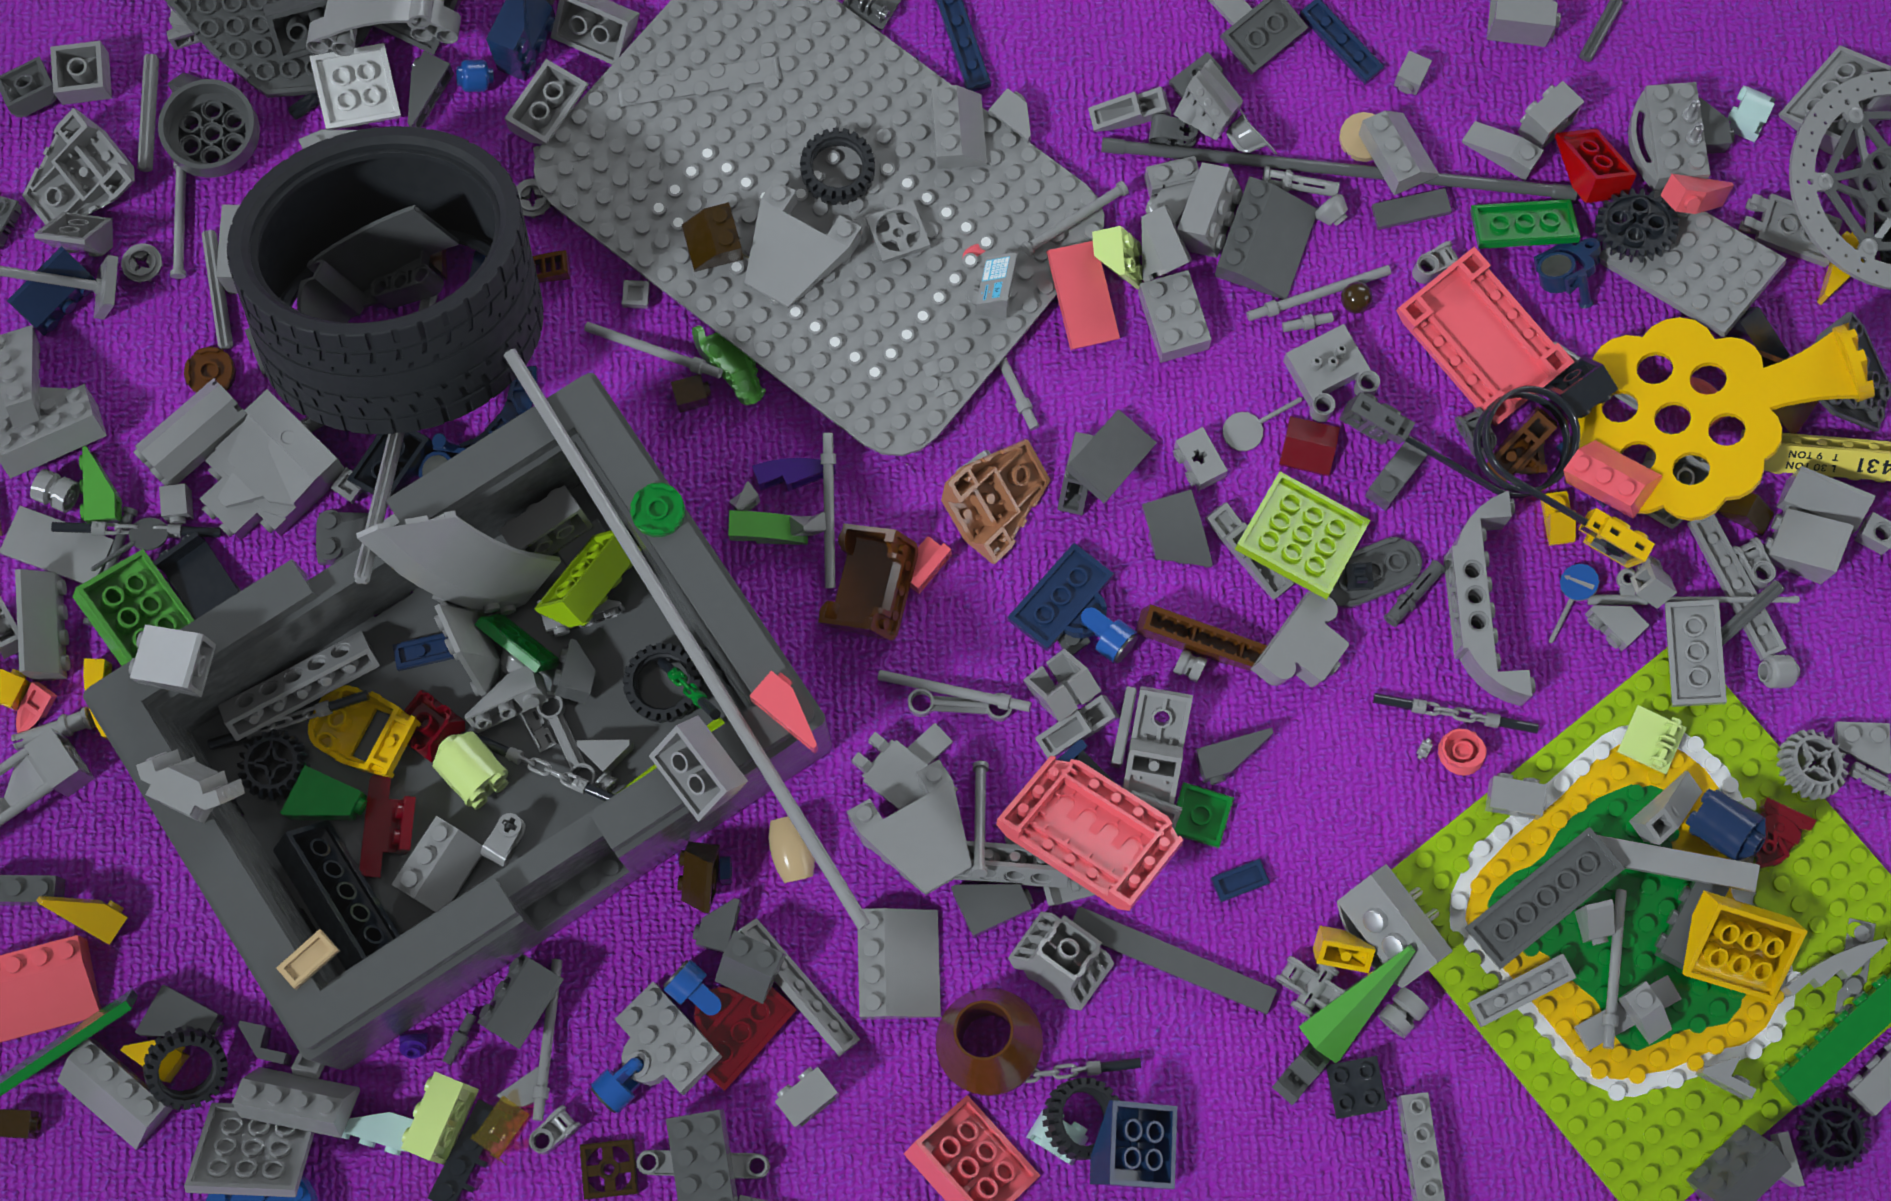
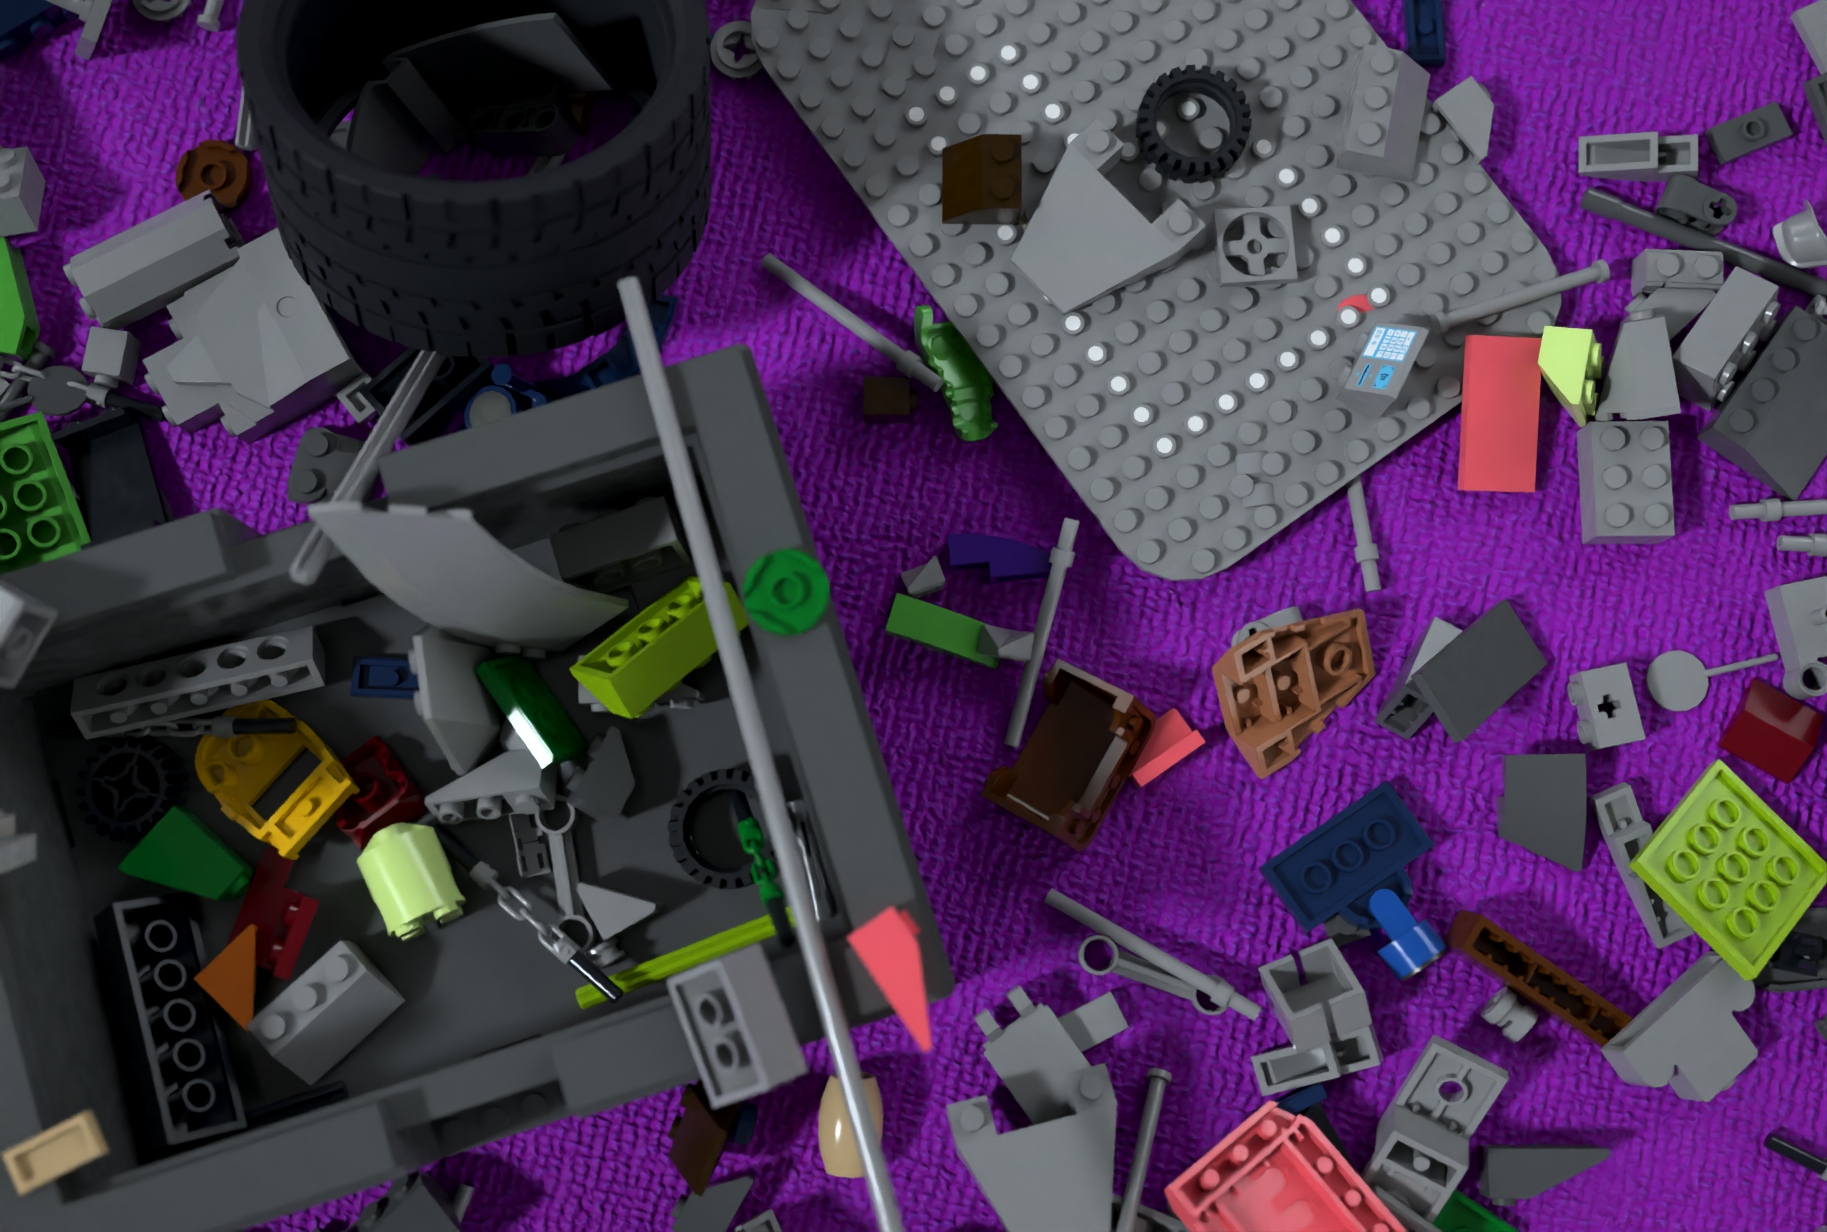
camera: 15 degrees right, 5 degrees up
(372, 861) = (232, 977): none -> orange tile
(501, 842) = (428, 1003): light grey piece -> none
(553, 275) = (743, 145): reddish brown slope -> none
(636, 294) = (849, 232): light grey plate -> none
(1123, 727) = (1386, 1079): light grey tile -> none
(1209, 102) = (1765, 179): light grey slope -> none

